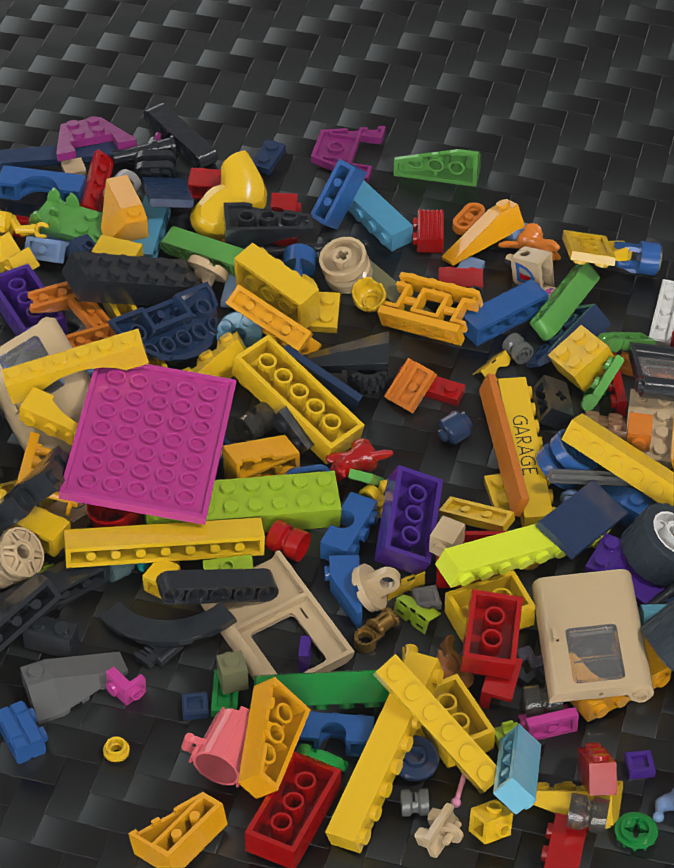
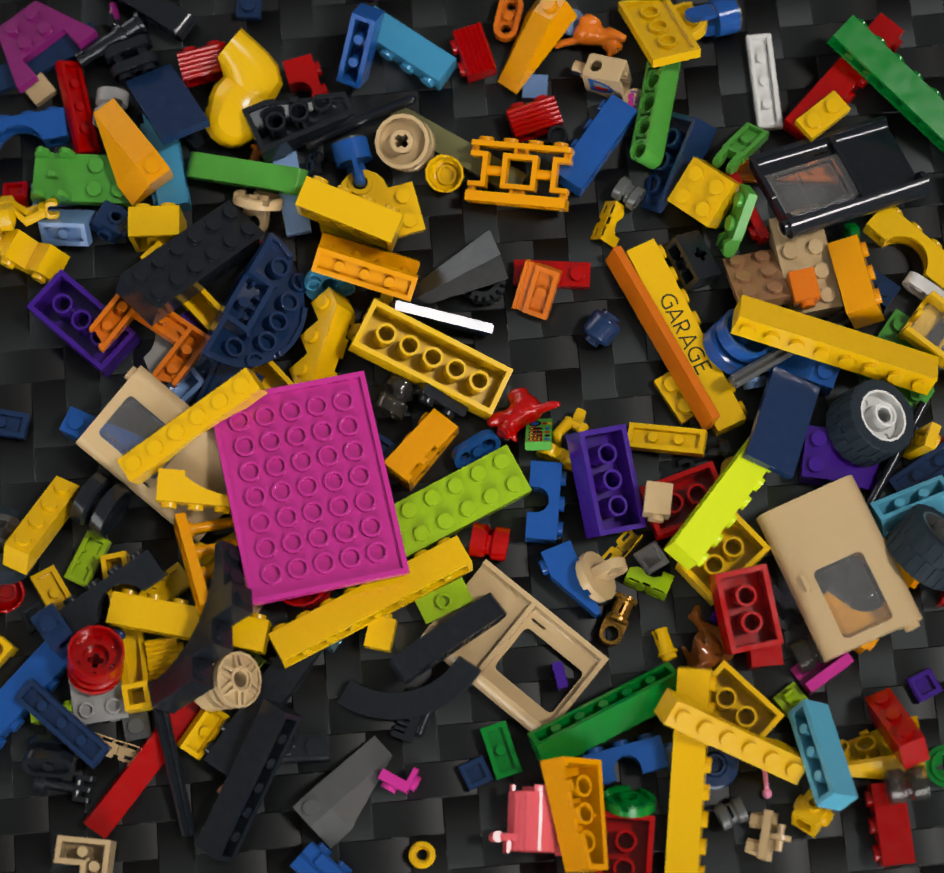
camera: 15 degrees left, 30 degrees up
(232, 672) = (503, 734): olive brick -> none

